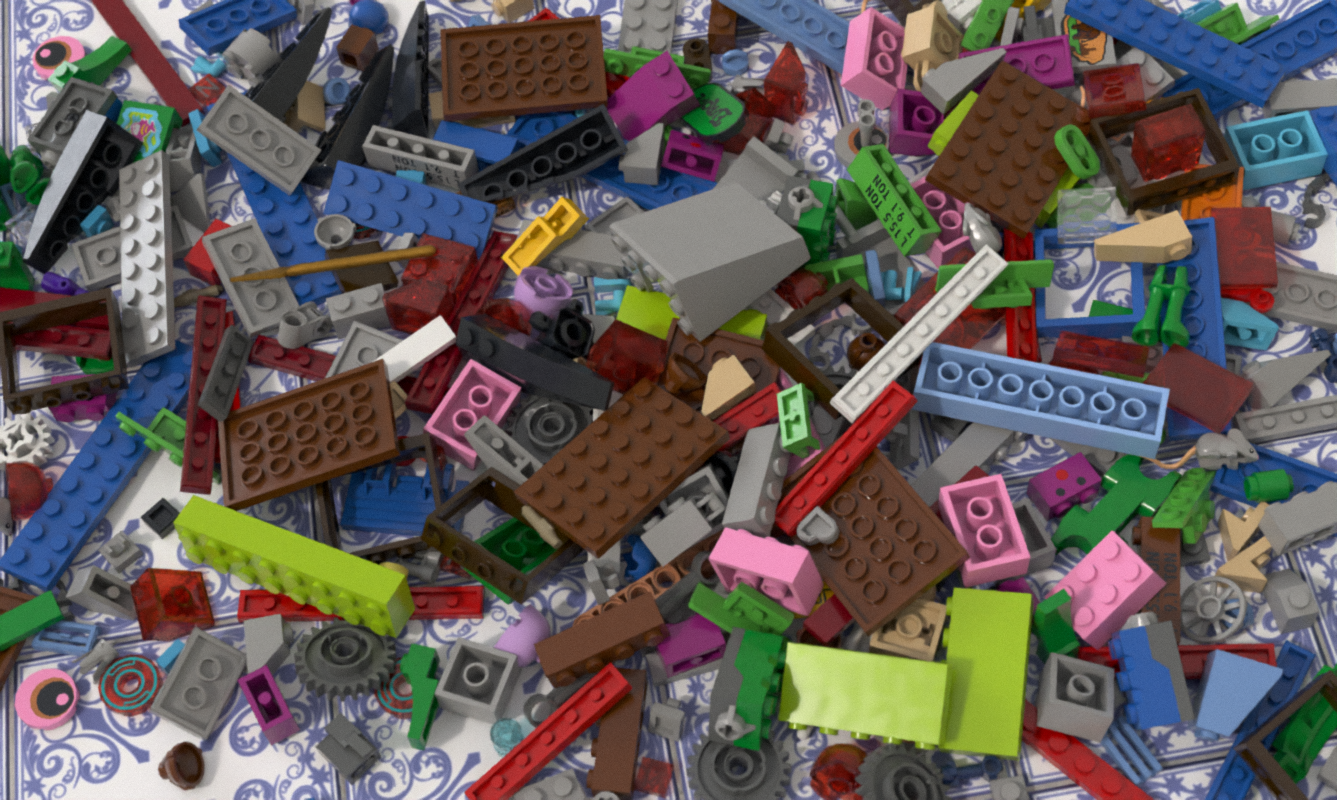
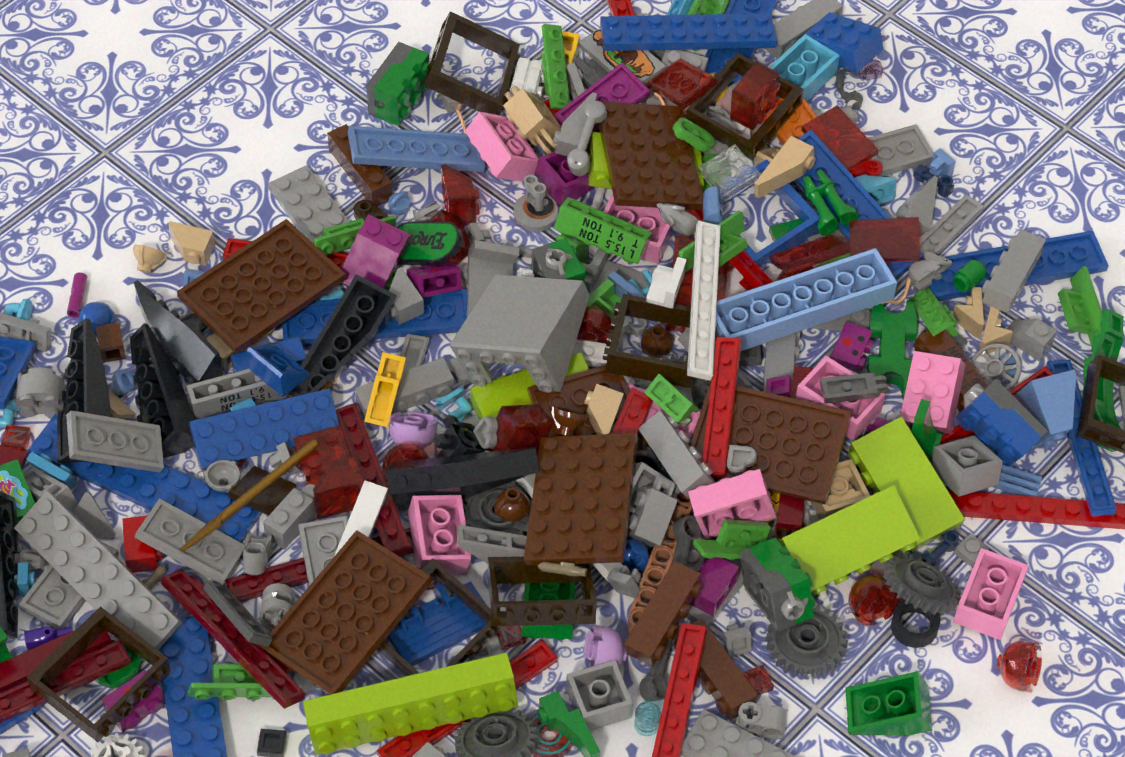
camera: 45 degrees left, 5 degrees down
(272, 382) = (275, 603): none -> light grey wheel
(460, 154) = (276, 368): none -> blue slope
(561, 433) = (512, 508): none -> reddish brown piece
(591, 339) = (486, 432): none -> light grey tile
(904, 293) = (666, 284): none -> white panel
(931, 111) = (578, 158): none -> light grey piece
(934, 477) = (780, 386): none -> magenta plate
(994, 527) = (852, 387): none -> flat silver hinge
(1032, 242) = (712, 206): none -> medium blue brick

